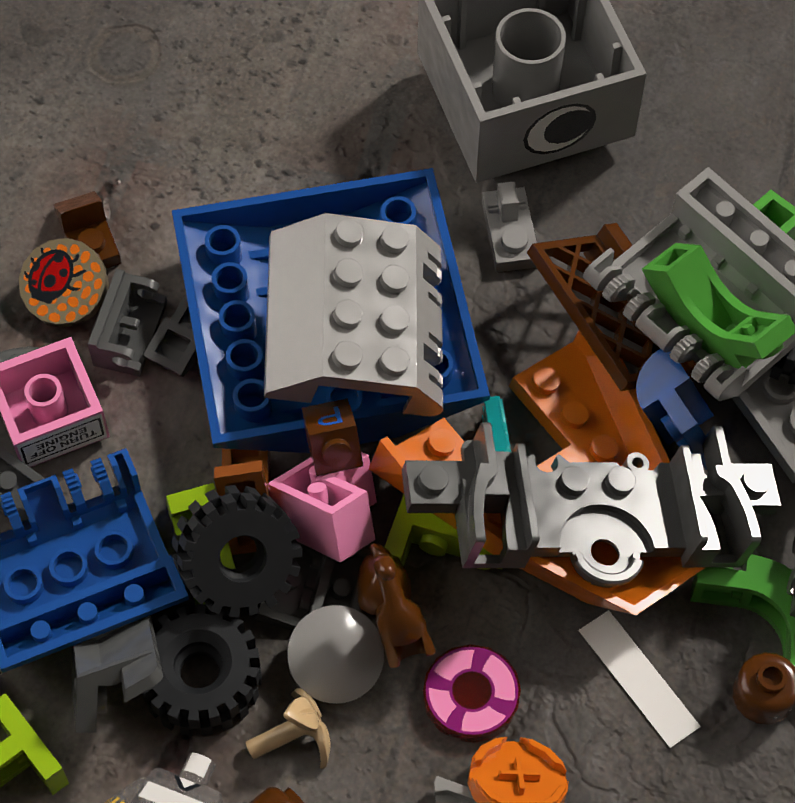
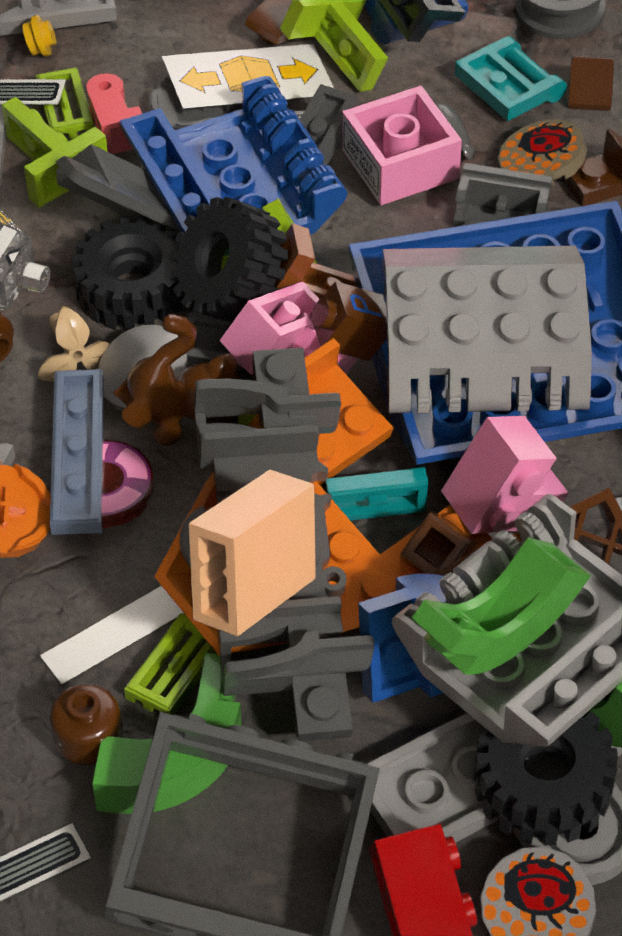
camera: 90 degrees right, 10 degrees down
(443, 712) = (77, 452): none -> sand blue tile
(514, 328) = (502, 475): none -> bright pink brick
(573, 390) = (437, 544): none -> reddish brown slope
(675, 491) = (252, 552): none -> light nougat brick
(678, 642) = (155, 698): none -> lime tile

